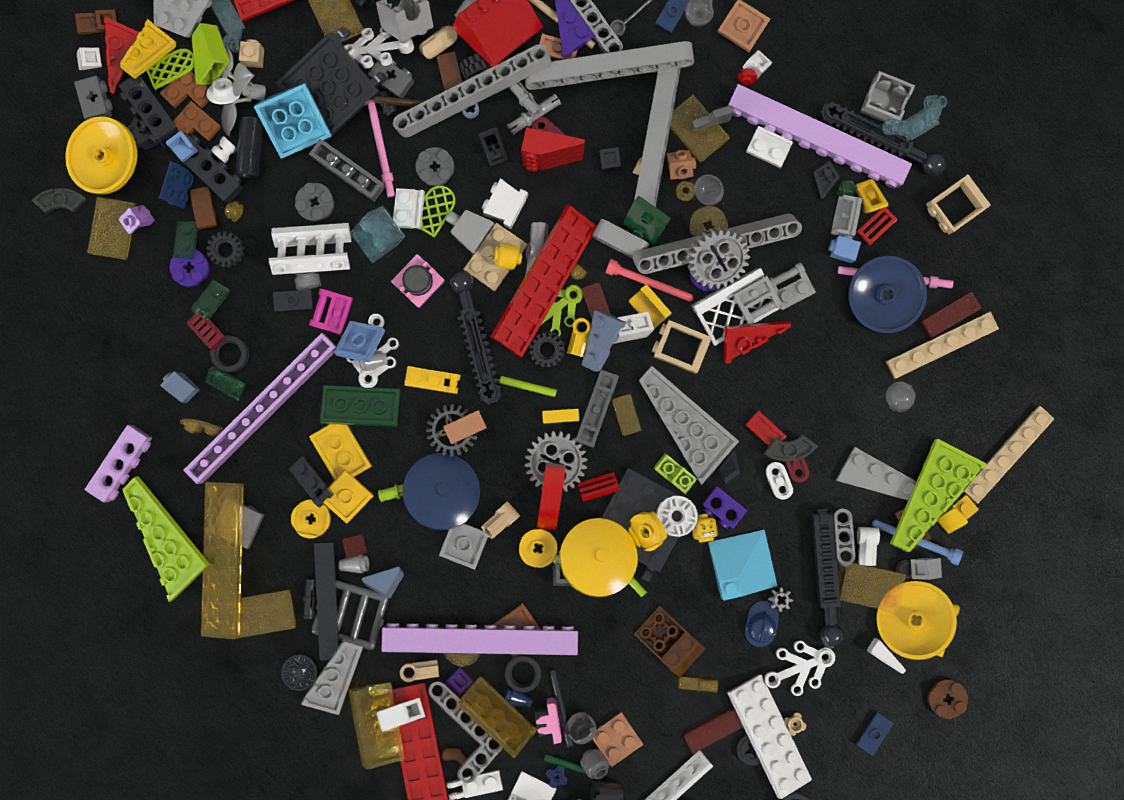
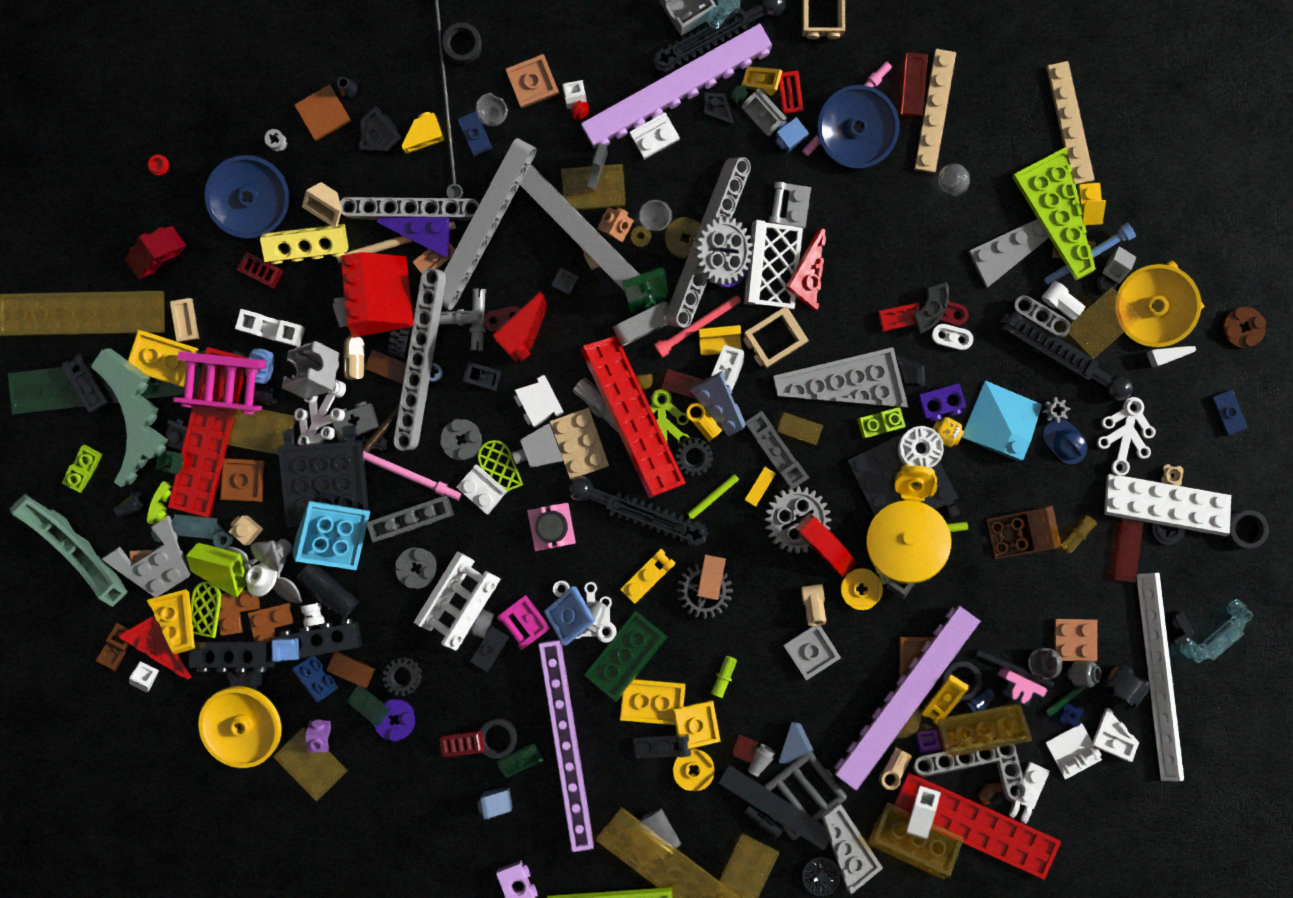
camera: 50 degrees left, 0 degrees up
(59, 198) = (249, 791): pearl dark grey tile -> none
(86, 91) = (172, 698): dark grey brick -> none
(198, 425) = (539, 812): clear yellow slope -> none
(210, 300) = (437, 721): clear green plate -> none
(233, 211) = (373, 644): clear yellow plate -> none
(287, 26) = (242, 480): none -> dark orange tile
(377, 234) = (485, 532): clear light blue slope -> none
(441, 491) = (752, 638): dark blue dish -> none
(499, 670) = (945, 699): none -> yellow plate
(507, 256) = (587, 433): yellow head -> none
(597, 484) = (842, 497): red tile -> none
(754, 294) = (776, 239): light grey plate -> none

